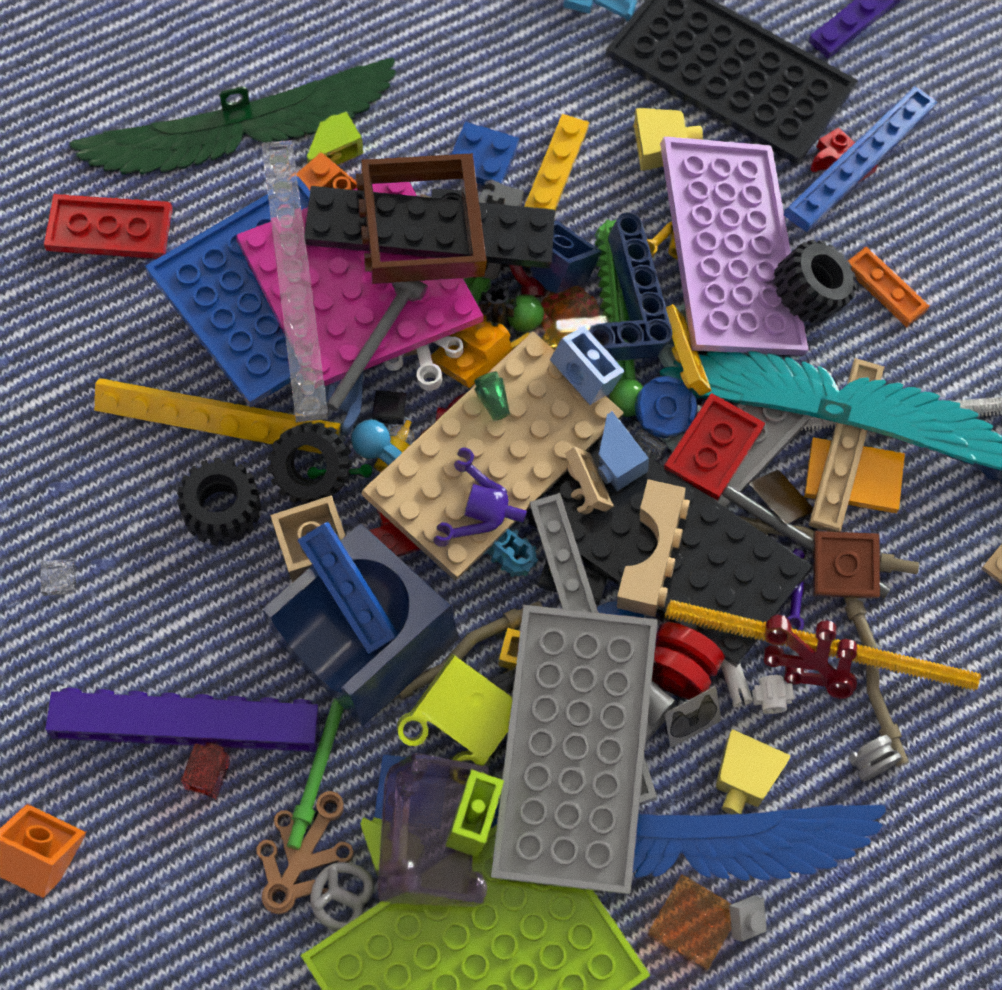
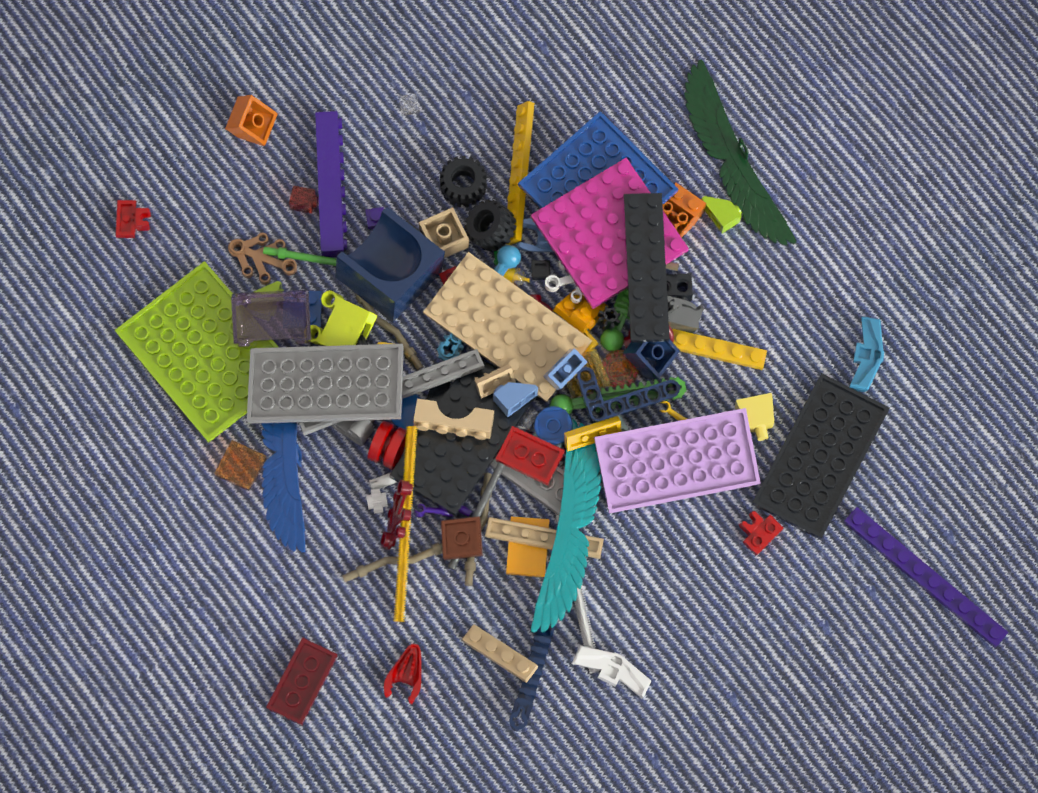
camera: 85 degrees right, 5 degrees up
(108, 226) = (642, 91): red plate -> none
(258, 653) = (373, 216): none -> dark purple plate
(294, 282) = (596, 191): clear plate -> none
(338, 894) = (240, 277): light grey piece -> none
(348, 587) = (402, 248): blue plate -> none
(405, 291) = (599, 258): dark grey bar -> none
(413, 170) = (647, 286): reddish brown window -> none
(474, 813) = (283, 333): lime slope -> none
(485, 503) = (466, 319): dark purple piece -> none
(490, 149) = (729, 305): blue plate -> none
(493, 395) = (537, 317): clear green cone -> none
(693, 717) = (357, 454): sticker -> none
(747, 771) = (329, 489): light yellow torso -> none
(748, 918) = (244, 492): light grey plate -> none
(781, 496) = (505, 500): dark brown sticker -> none
(815, 281) = (662, 525): black tyre -> none
(859, 159) = (756, 540): tile -> none
(874, 758) = (345, 558): light grey wheel -> none
(887, 287) = (666, 563): orange tile -> none

